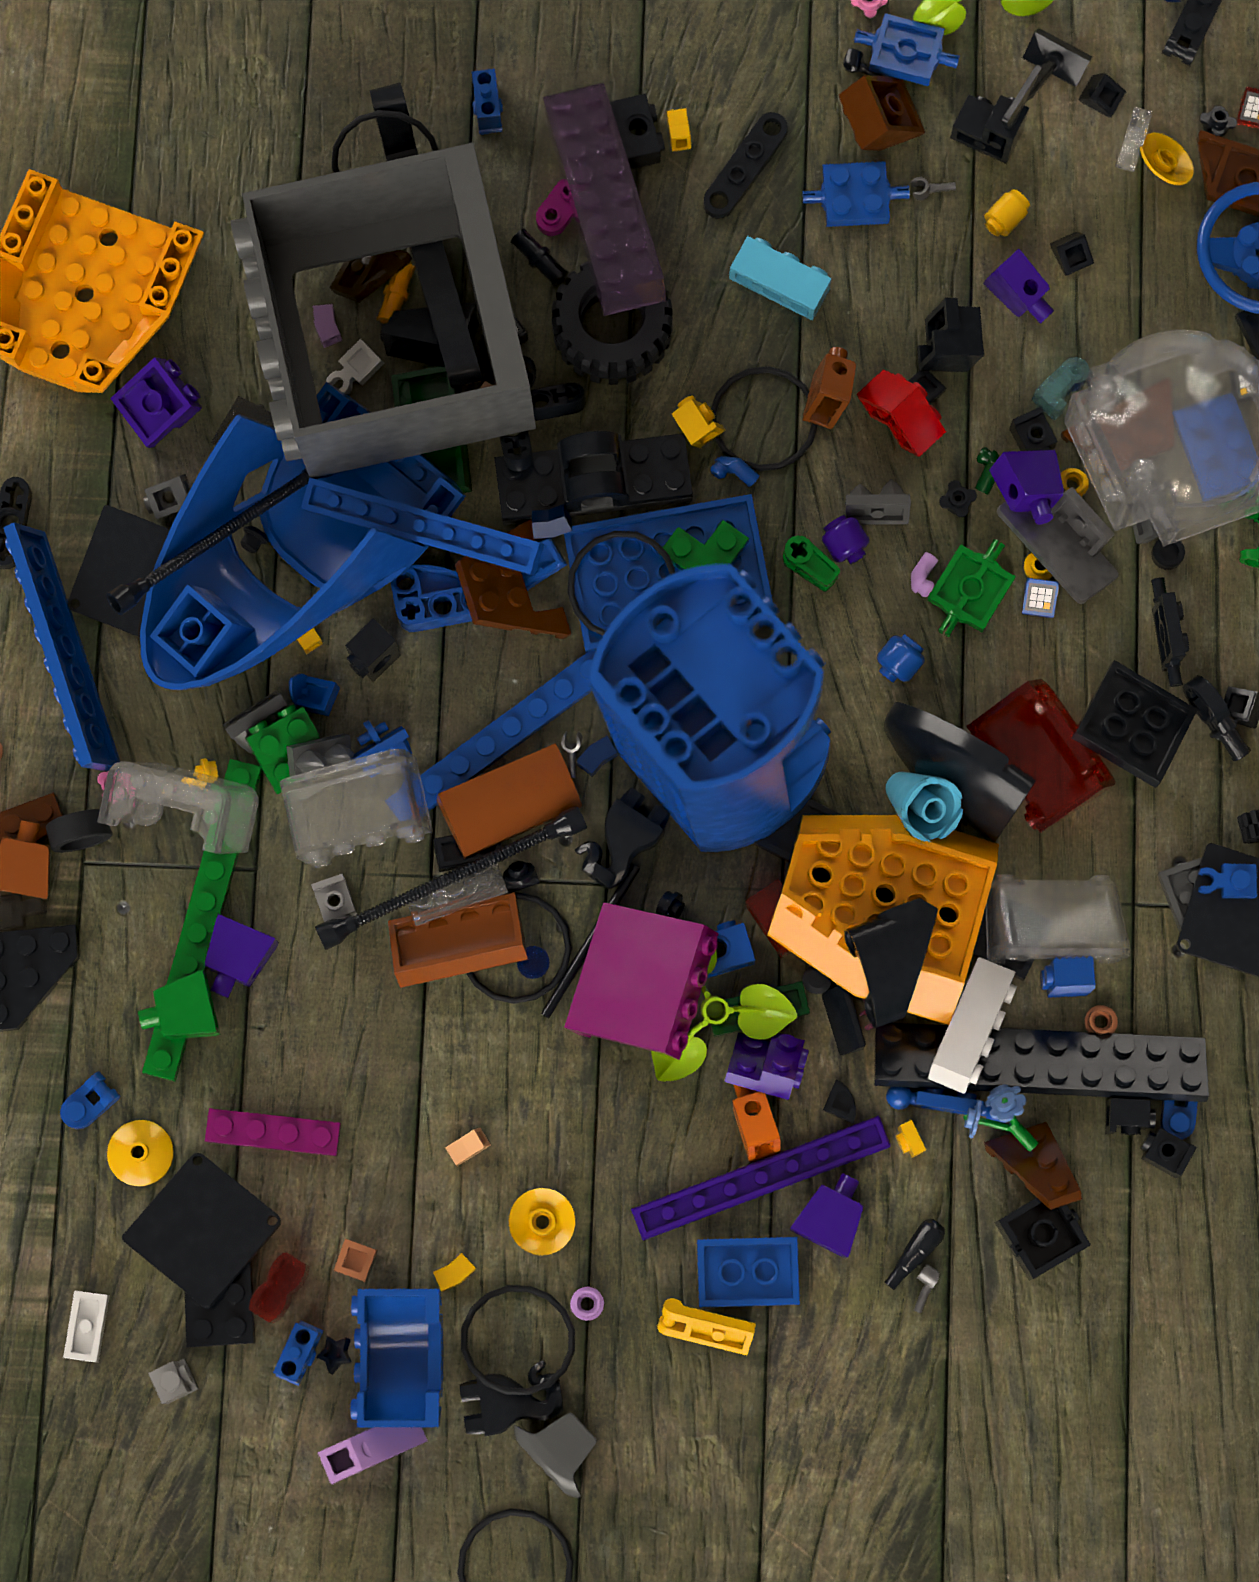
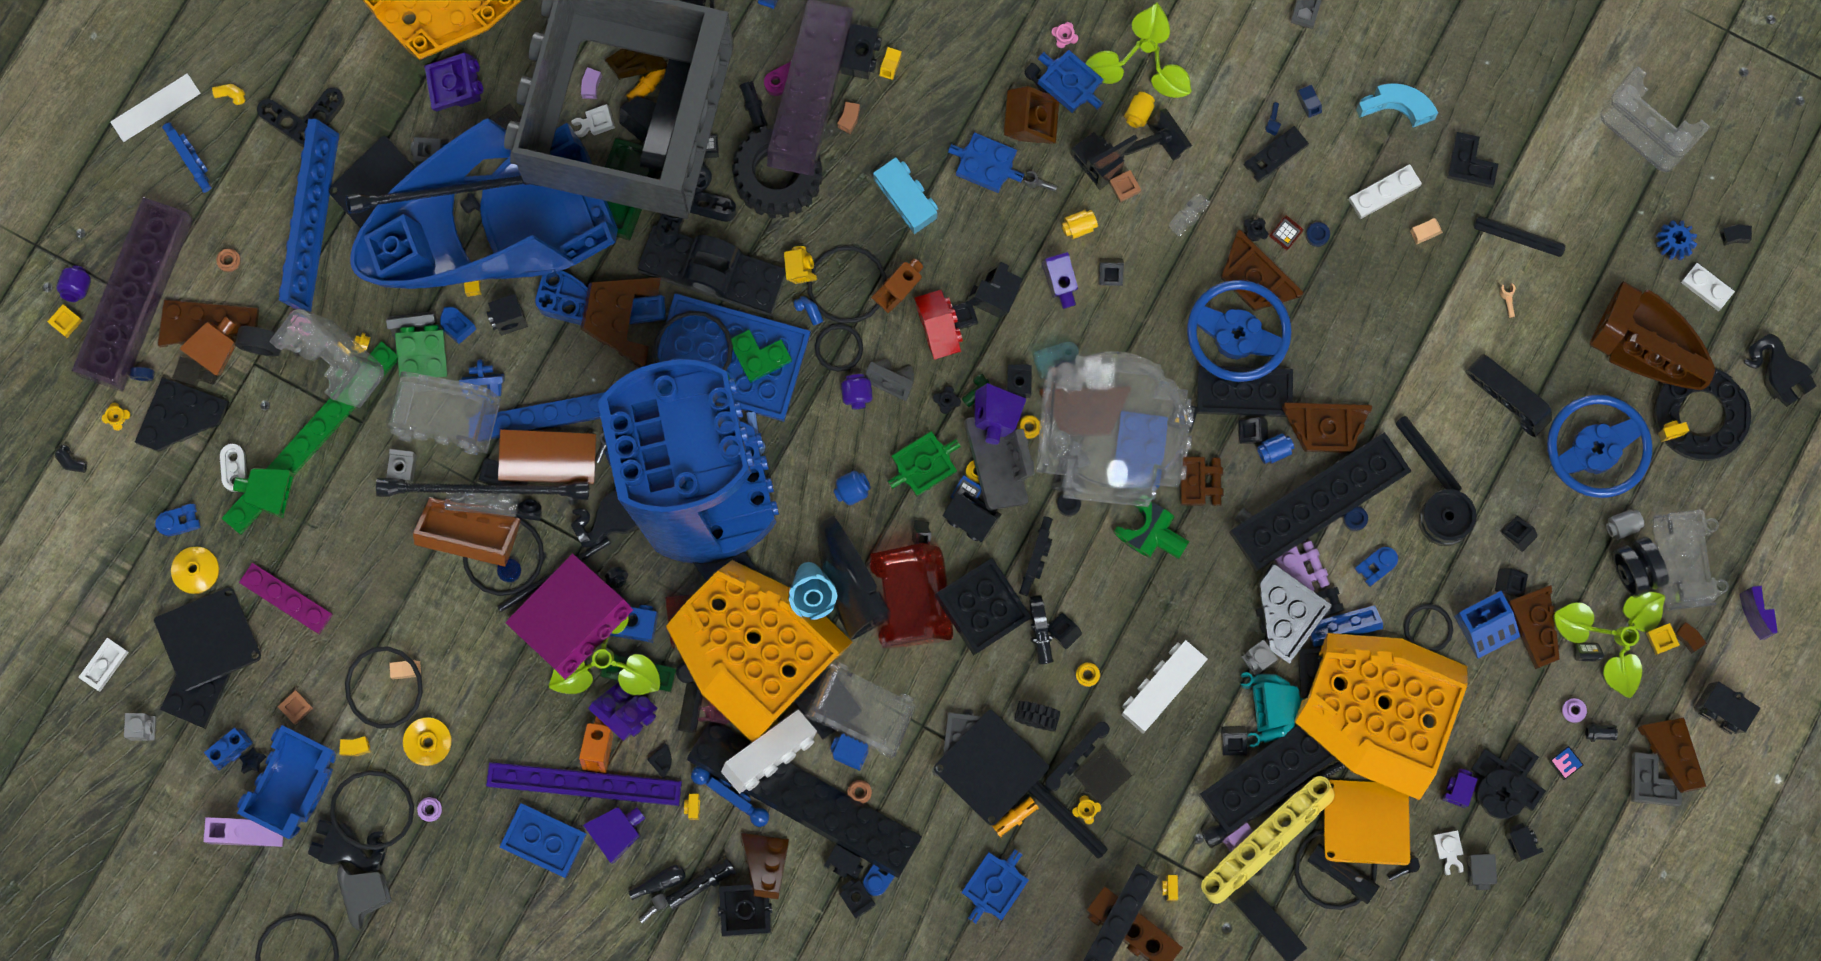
camera: 25 degrees right, 0 degrees up
(123, 1004) = (230, 468): none -> white plate
(236, 954) = (320, 471): dark purple torso -> none
(275, 1295) = (231, 704): clear red brick -> none
(319, 753) = (438, 366): dark grey tile -> none
(423, 526) = (576, 249): blue plate -> none
(444, 1129) = (419, 683): none -> black piece
(551, 522) = (667, 286): dark blue piece -> none
(663, 217) = (849, 118): none -> nougat piece
(705, 1327) = (496, 862): yellow plate -> none
(745, 165) = (923, 108): black plate -> none
(793, 470) = (843, 368): none -> black piece
(813, 565) = (827, 397): green piece -> none
(892, 957) = (732, 679): black panel -> none
(920, 573) = (898, 436): lavender arm -> none
(976, 1214) = (675, 898): none -> black pin
(1005, 1107) = (760, 814): medium blue plant -> none
(1006, 45) = (1139, 110): none -> yellow brick
(1013, 672) = (921, 532): none -> black piece
(1036, 143) = (1125, 186): none -> nougat plate
(1062, 622) = (971, 515): none -> black brick
(1102, 94) = (1188, 174): black slope -> none
(1167, 159) = (1206, 238): yellow dish -> none
(1234, 880) = (993, 742): blue plate -> none

